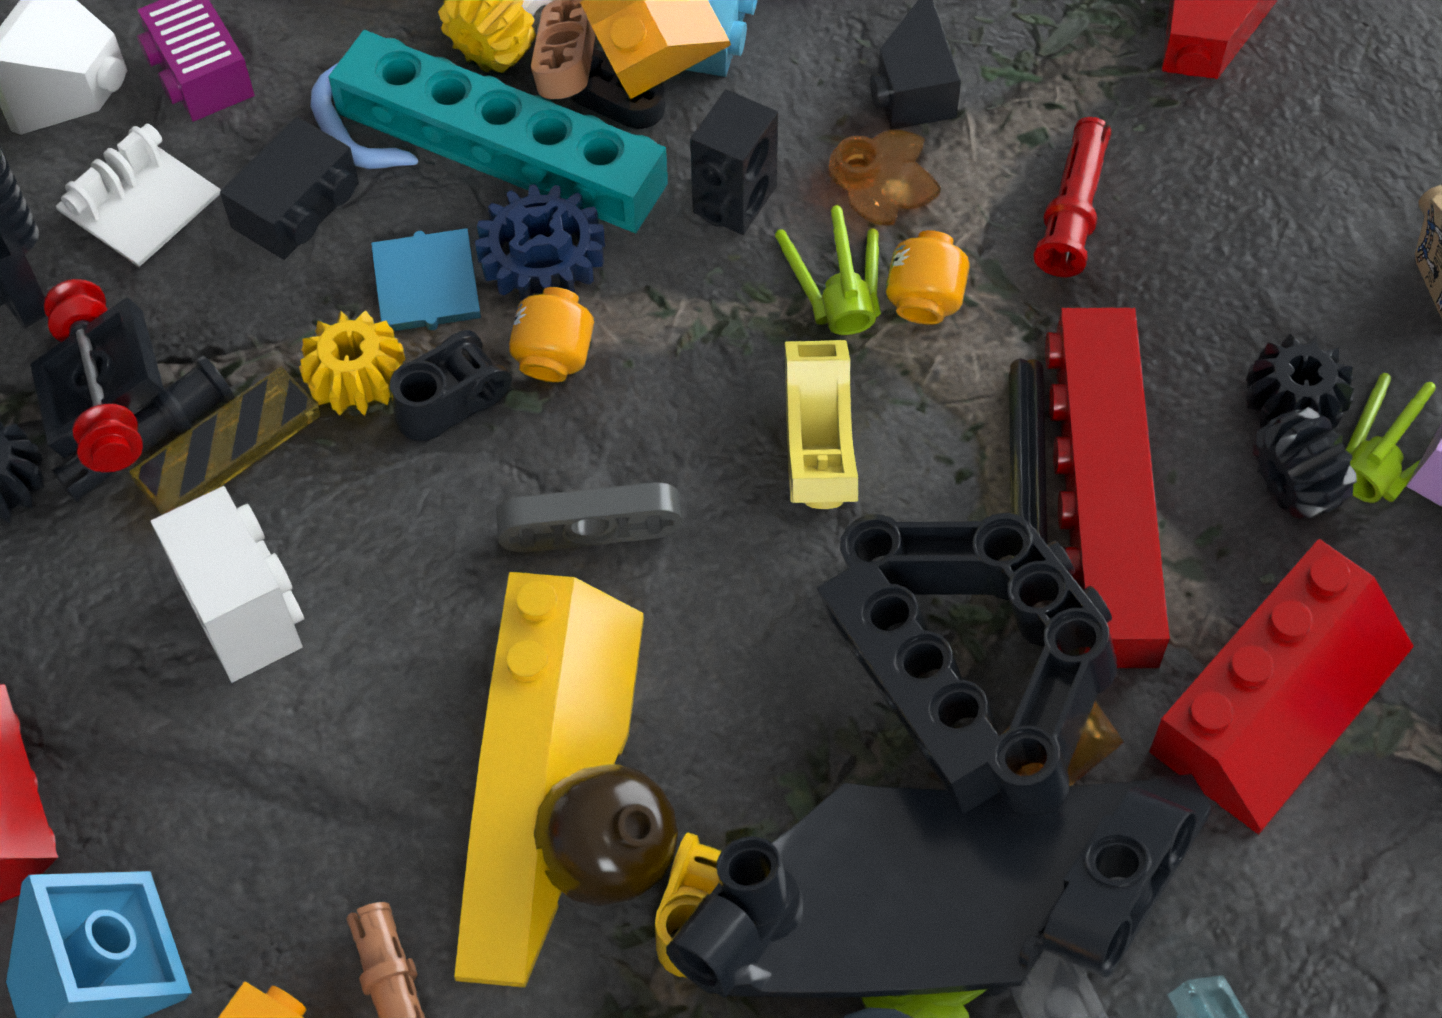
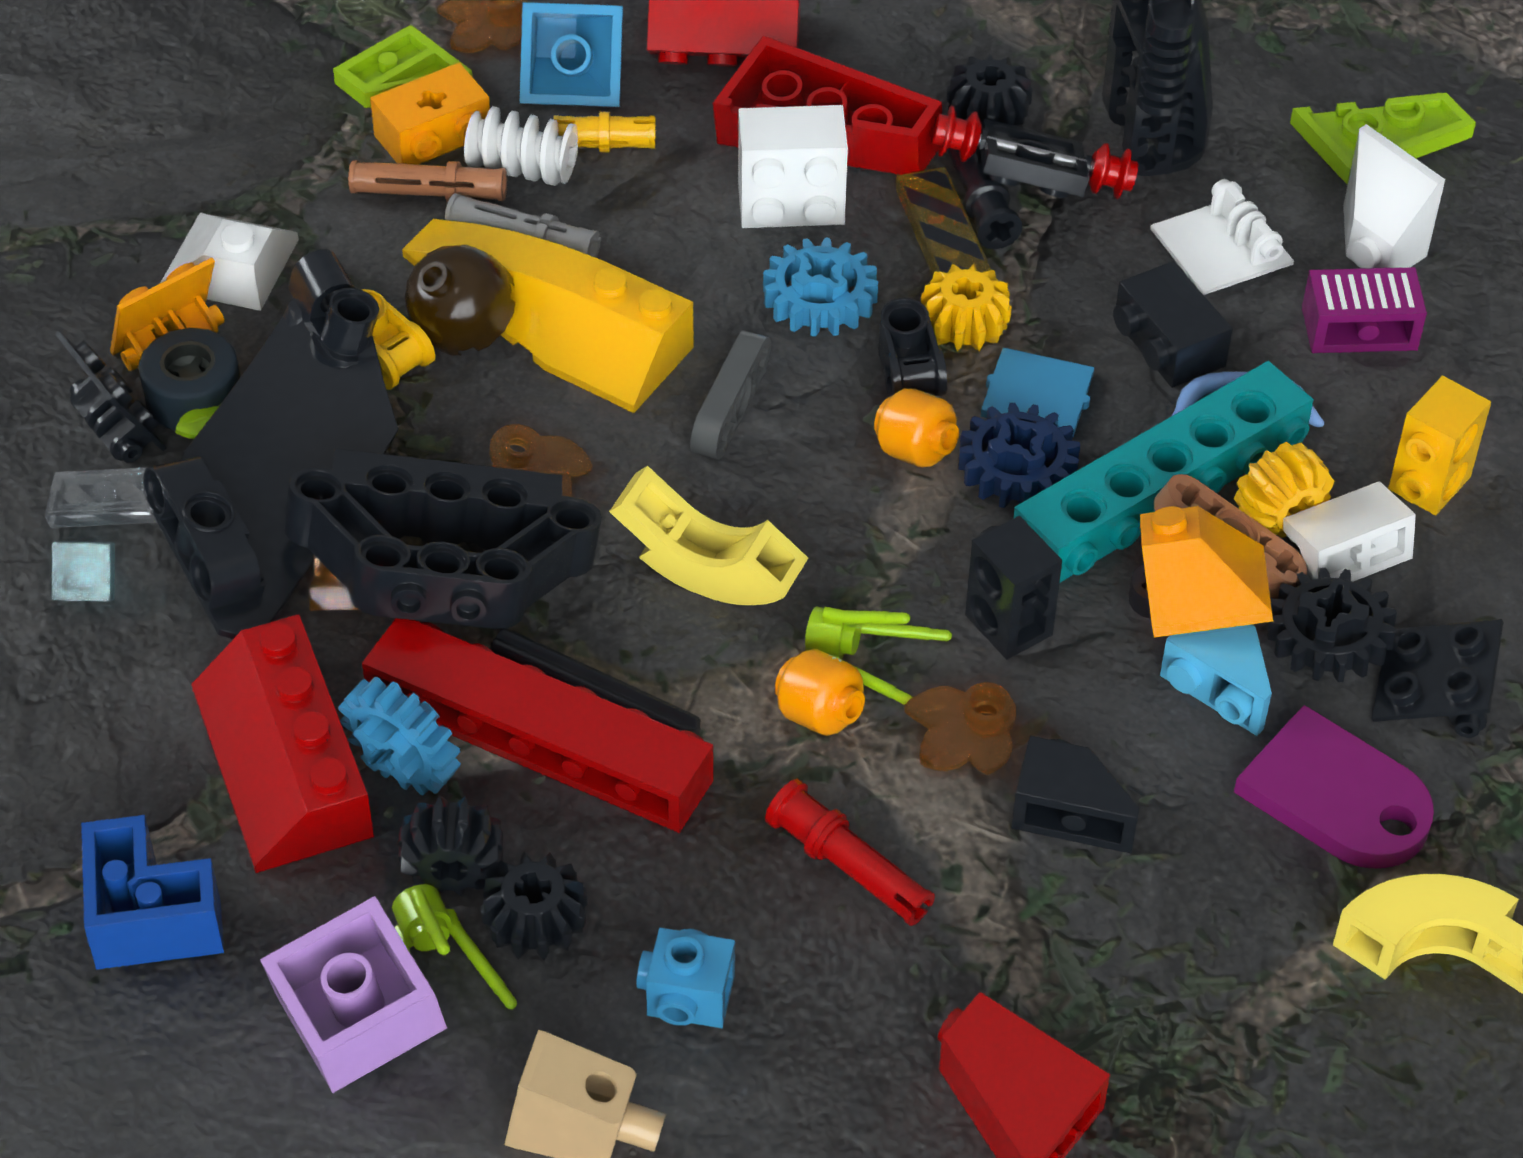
camera: 115 degrees right, 10 degrees down
(97, 618) = (884, 122): none -> red wedge
(214, 855) = (611, 131): none -> yellow pin
(293, 912) = (519, 148): none -> white piece
(386, 504) = (820, 286): none -> dark azure gear
(432, 781) = (544, 227): none -> light grey pin
(791, 658) = (542, 454): none -> clear orange plate
(1232, 555) = (399, 736): none -> dark azure gear
(1290, 235) = (688, 977): none -> dark azure brick

